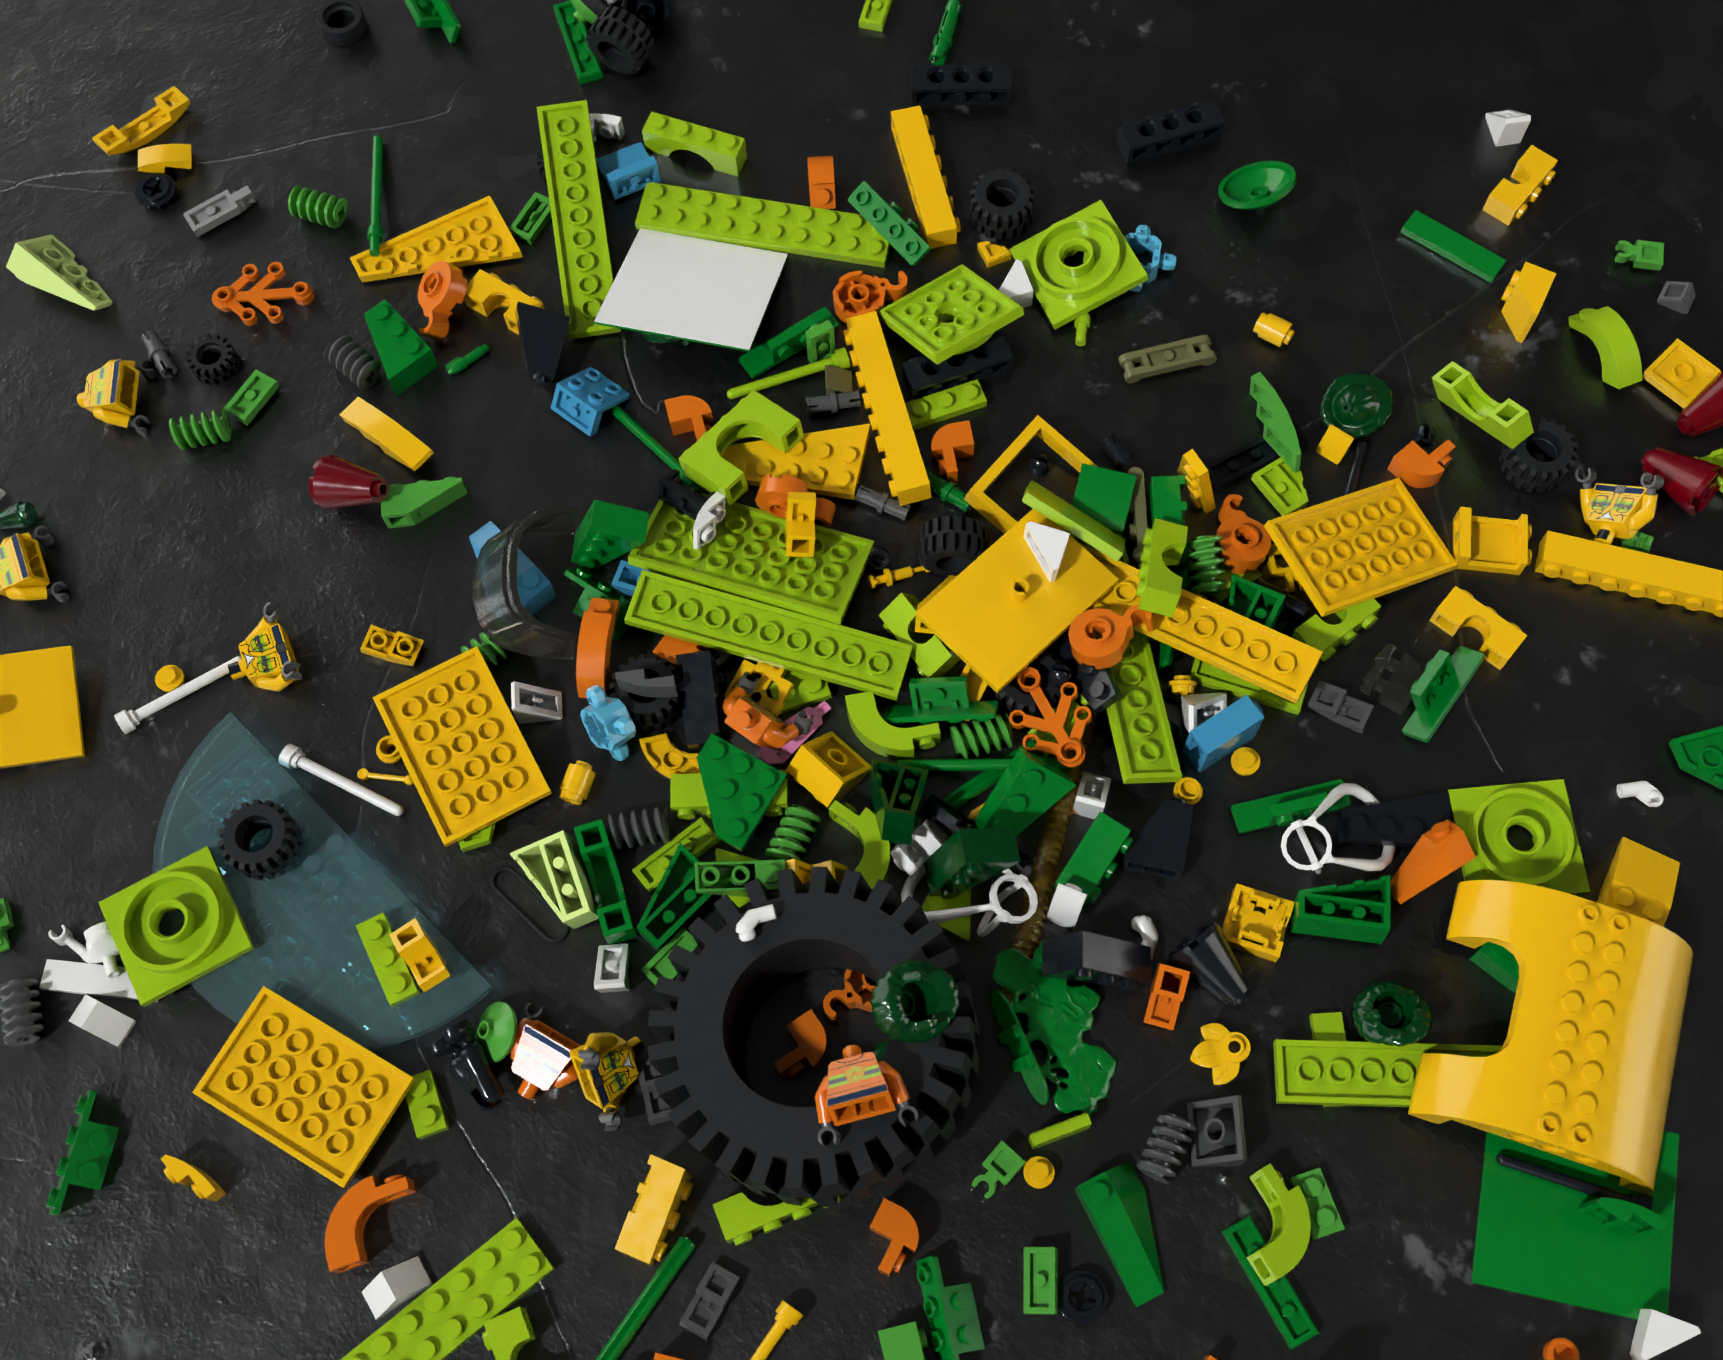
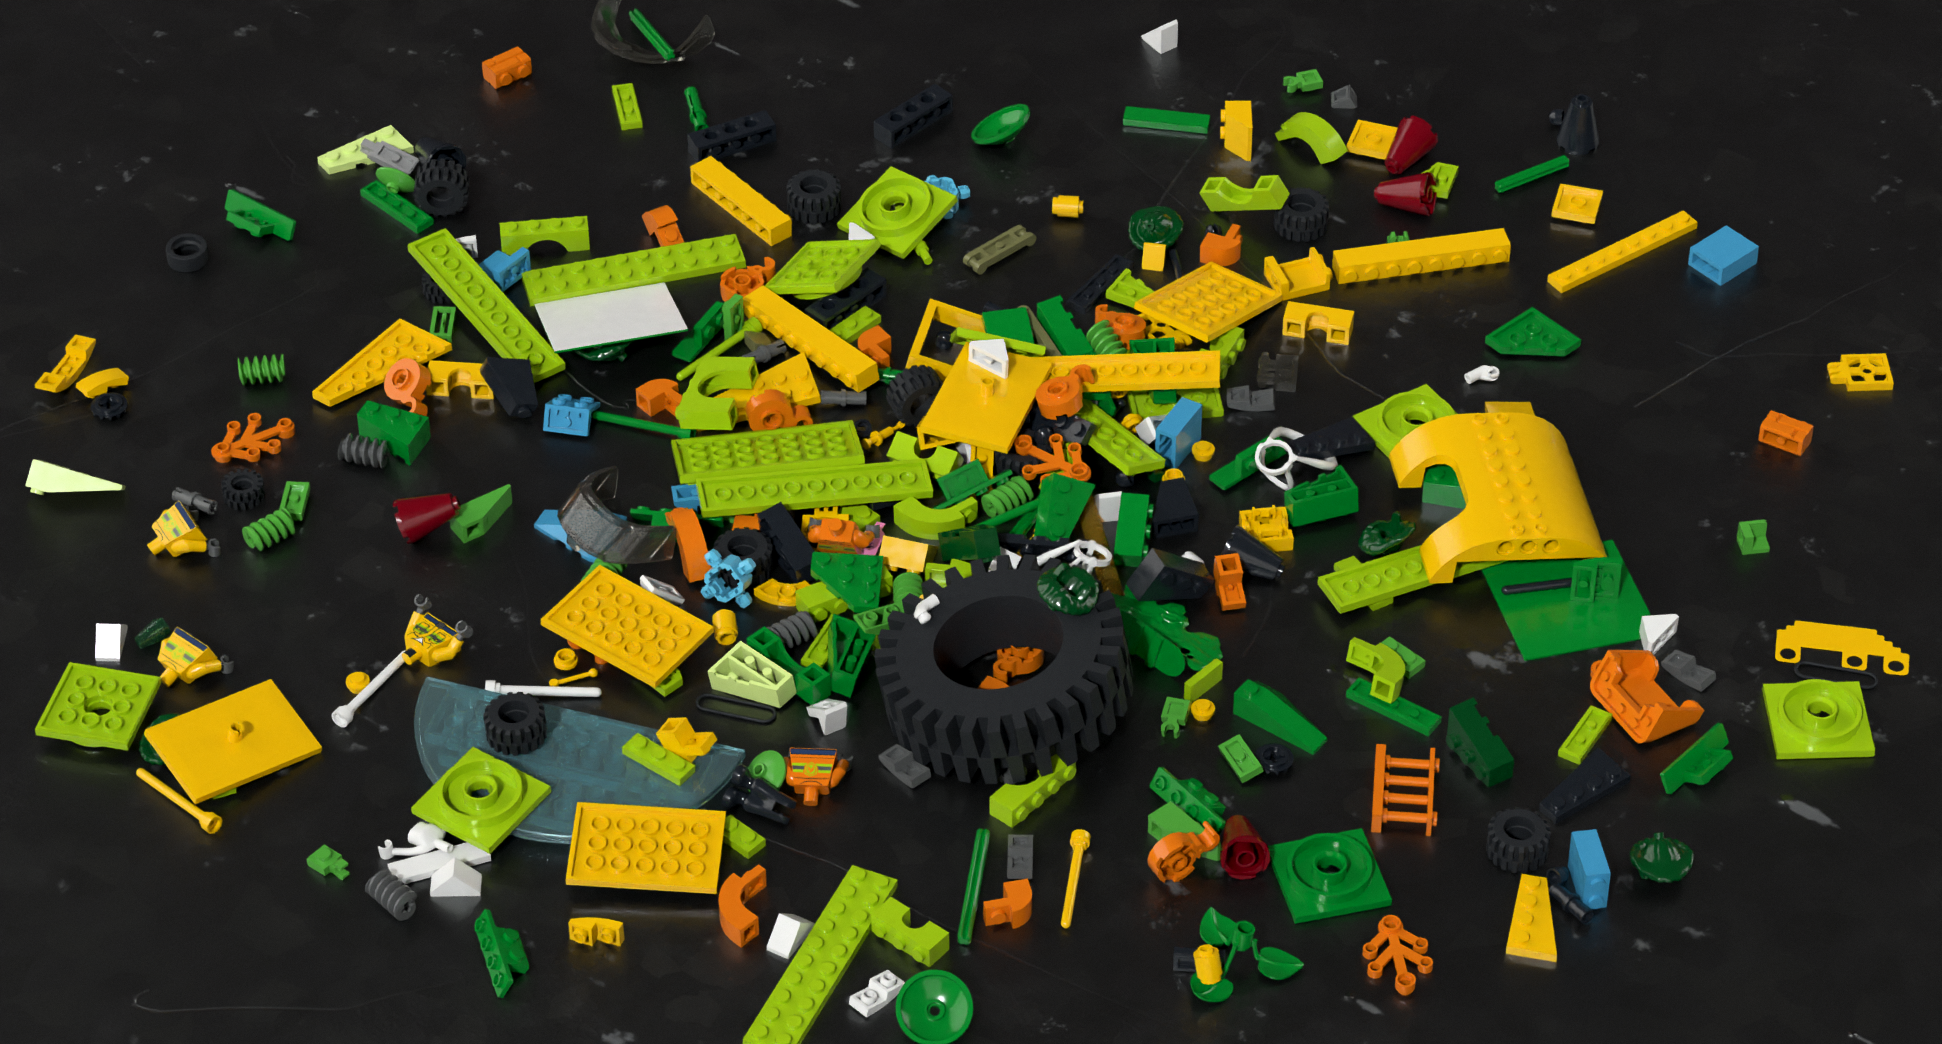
camera: 30 degrees left, 25 degrees down
(219, 209) = (174, 400): light grey hinge -> none
(375, 231) = (322, 367): green bar -> none
(386, 433) = (423, 482): yellow slope -> none
(391, 646) = (528, 604): yellow slope -> none
(461, 363) = (448, 429): green piece -> none
(605, 1072) = (863, 758): torso -> none
(608, 533) = (651, 470): green wedge -> none
(638, 684) = (742, 540): dark grey slope -> none
(654, 1211) = (949, 816): yellow wedge -> none
(660, 964) = (865, 695): bright green plate -> none
(681, 495) = (695, 435): black hinge -> none
(705, 523) = (725, 438): white slope -> none
(800, 524) = (793, 418): yellow brick -> none
(858, 1090) = (1061, 643): orange torso -> none
(889, 223) = (736, 233): green bracket -> none
(901, 1229) = (1126, 769): orange brick -> none
(970, 859) = (1051, 535): dark green wedge -> none
(993, 254) = (825, 232): yellow tile -> none
(1066, 906) = (1128, 557): white slope -> none
(1157, 585) = (1074, 342): lime arch -> none
(1165, 1146) = (1280, 661): dark grey piece -> none
(1197, 481) = (1070, 287): yellow wing -> none
(1216, 1054) = (1283, 605): yellow plate -> none
(1218, 1133) = (1311, 641): dark grey slope -> none
(1278, 427) = (1104, 253): bright green slope -> none
(1431, 859) = (1364, 446): orange slope -> none
(1439, 690) = (1312, 364): green bracket -> none
(1511, 199) = (1196, 66): yellow arch -> none
(1617, 509) = (1373, 223): yellow torso -> none

